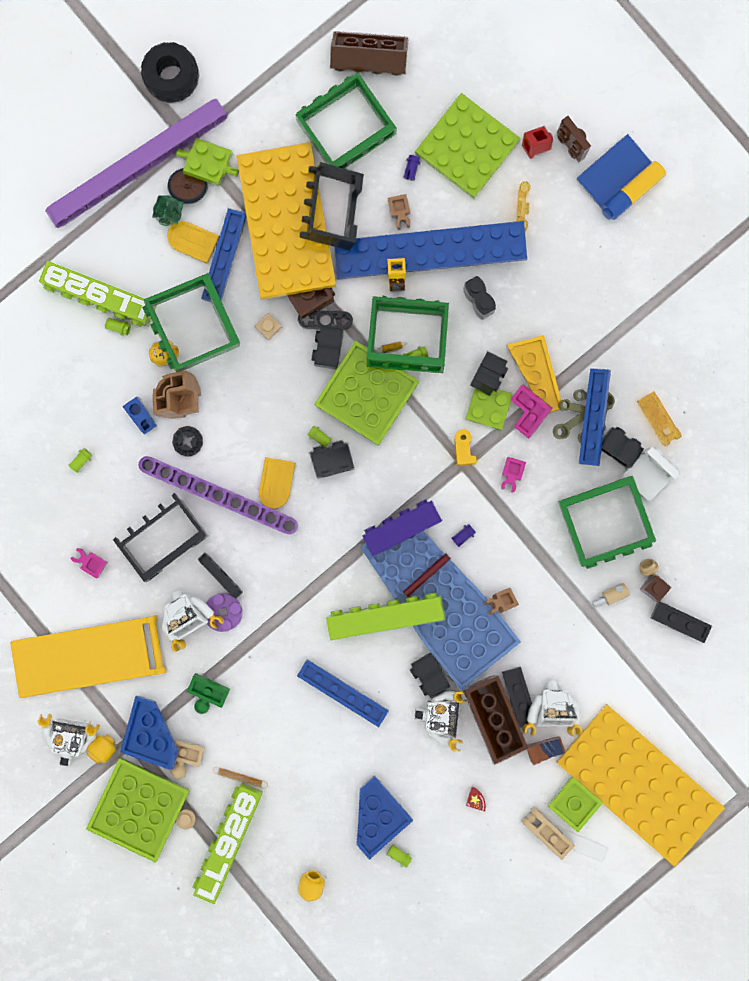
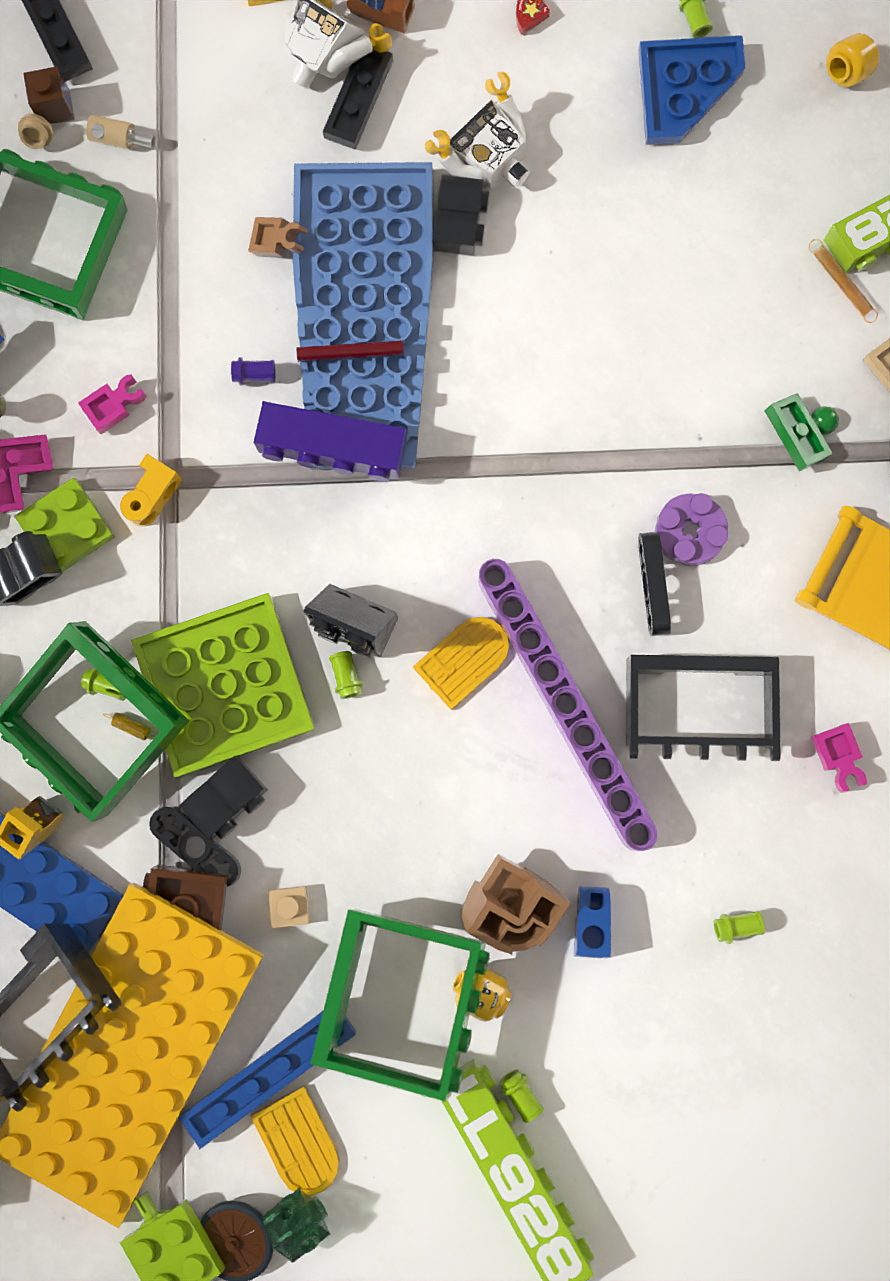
camera: 140 degrees left, 5 degrees down
(185, 616) = (752, 559): white torso -> none
(196, 442) = (536, 837): black gear -> none
(343, 693) = (603, 284): blue plate -> none
(385, 617) = (455, 334): lime brick -> none
(495, 719) = (412, 82): reddish brown slope -> none

